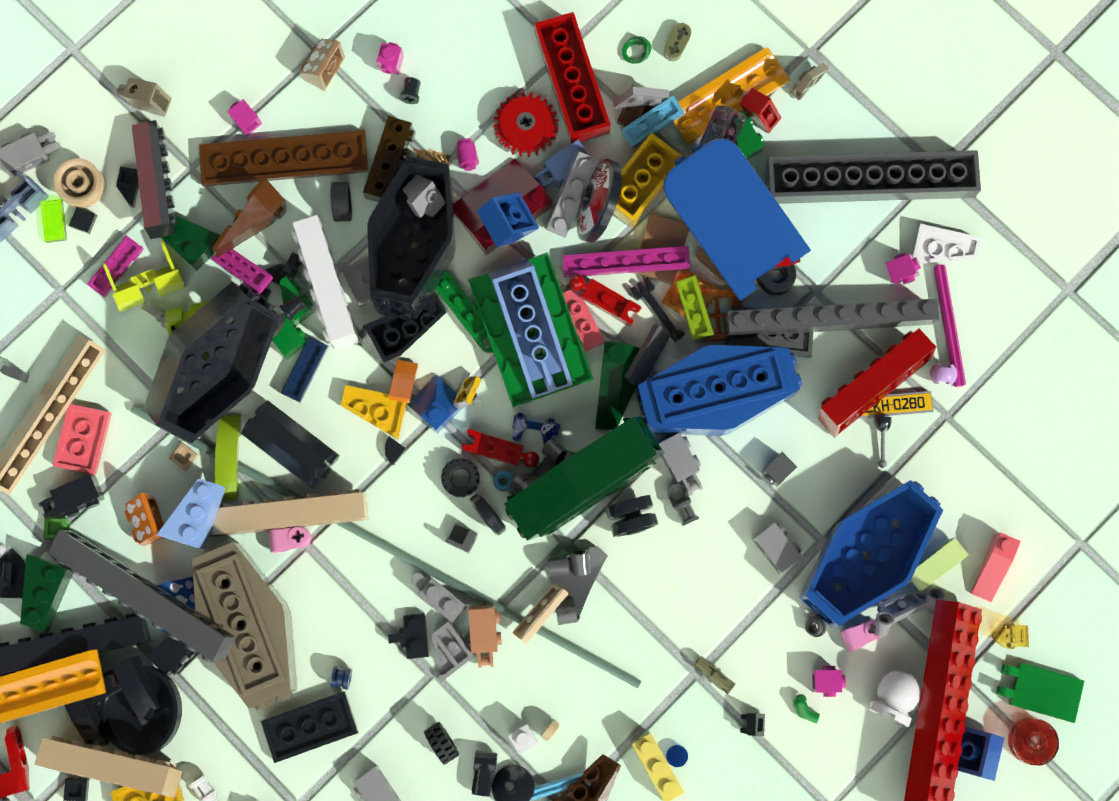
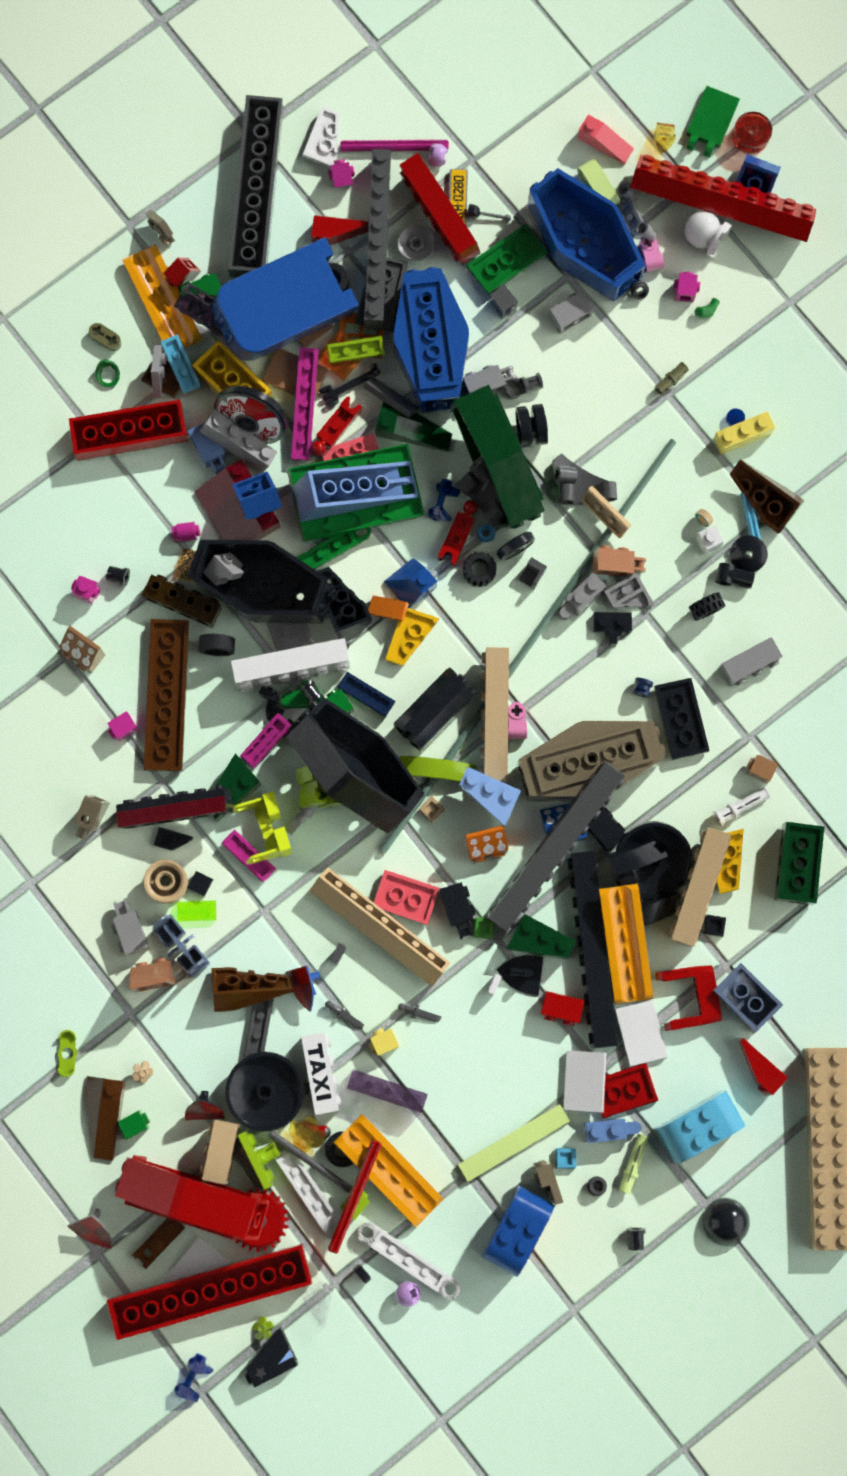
camera: 85 degrees left, 0 degrees up
(261, 211) = (213, 714): reddish brown wedge -> none
(393, 450) = (448, 624): black tile -> none
(467, 393) = (405, 553): yellow piece -> none
(516, 134) = (177, 480): red gear -> none
(756, 724) = (715, 349): black tile -> none
(831, 468) = (507, 259): none -> green plate
(835, 268) = (337, 228): none -> red slope
(841, 355) = (416, 235): none -> light grey dish

